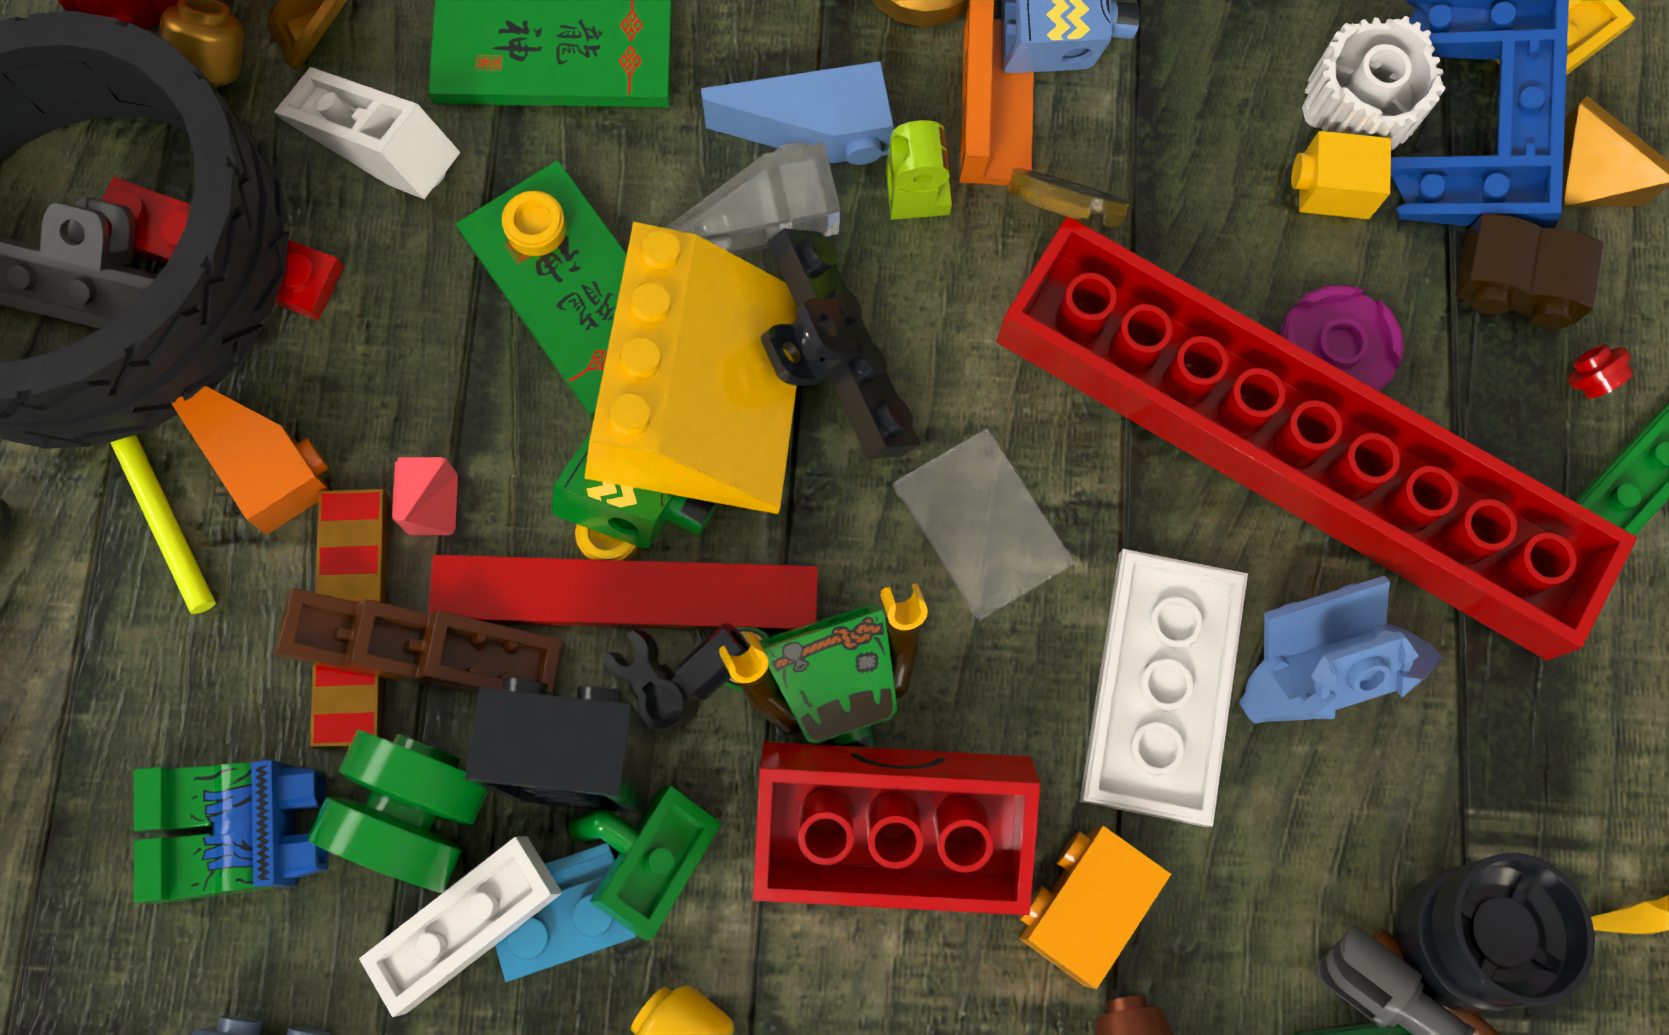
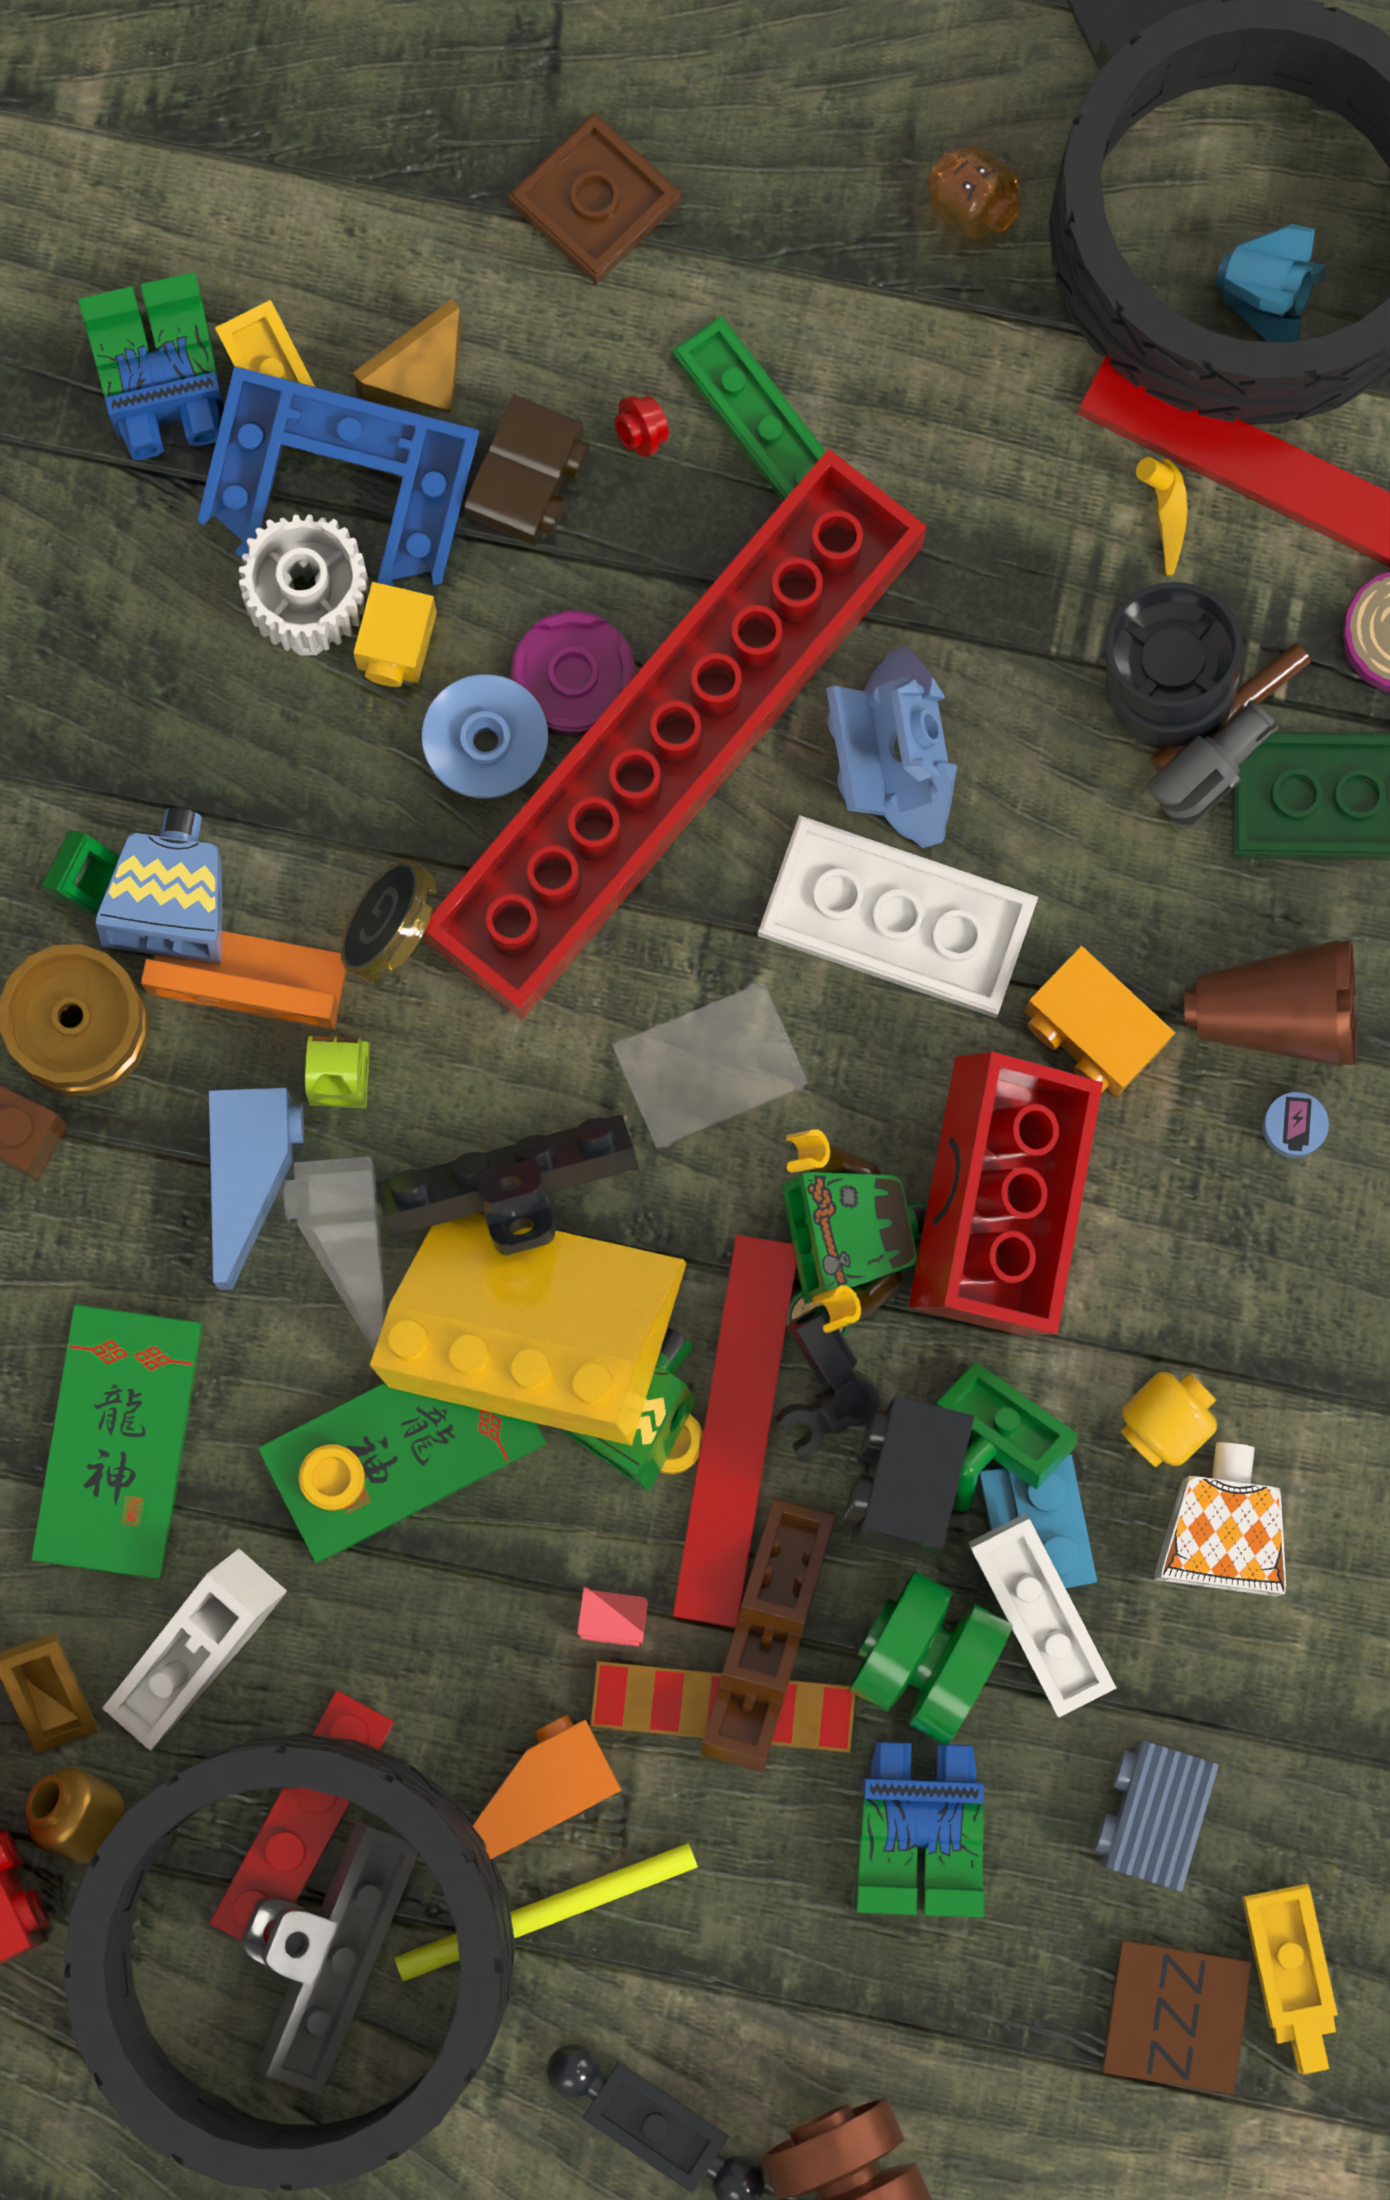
camera: 80 degrees left, 5 degrees up
(1279, 249) = (481, 706): none -> medium blue dish

